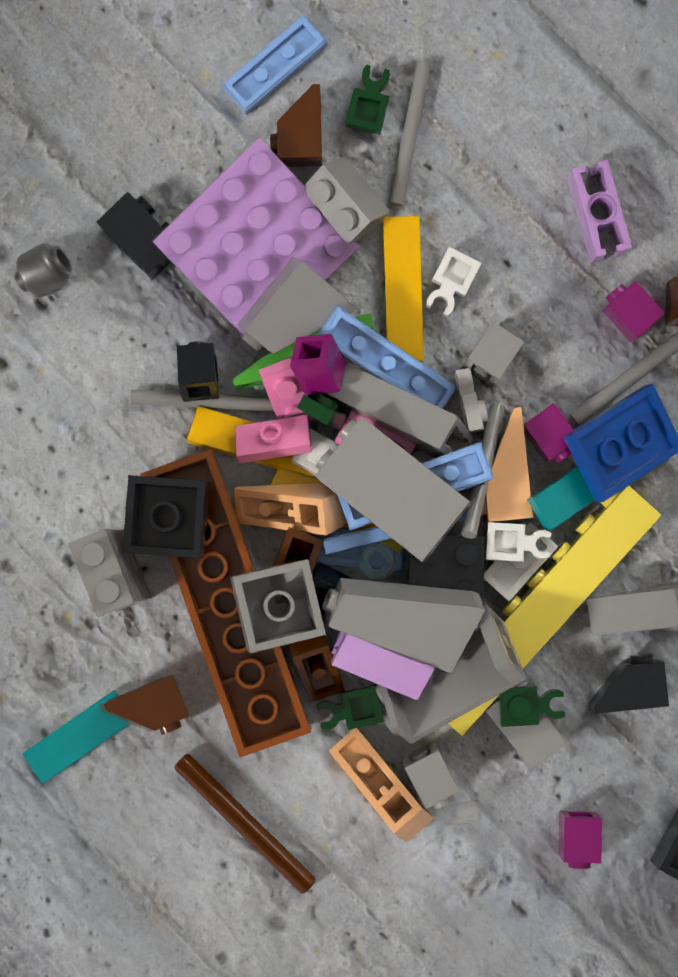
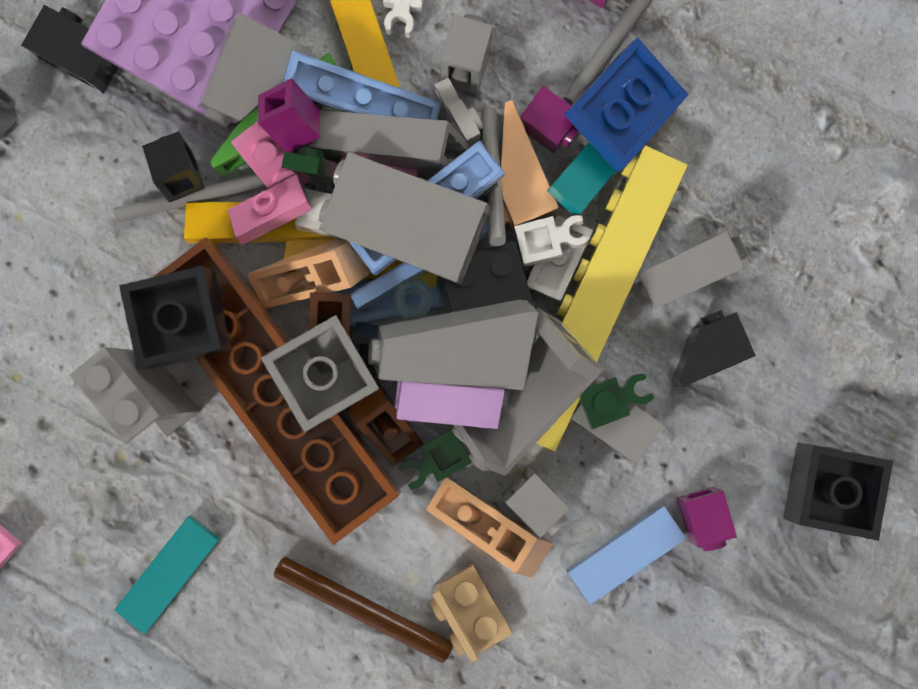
camera: 25 degrees left, 0 degrees up
(150, 706) = (227, 521): reddish brown slope -> none
(340, 856) = (470, 612): none -> tan bracket
(497, 848) = (626, 554): none -> light blue tile

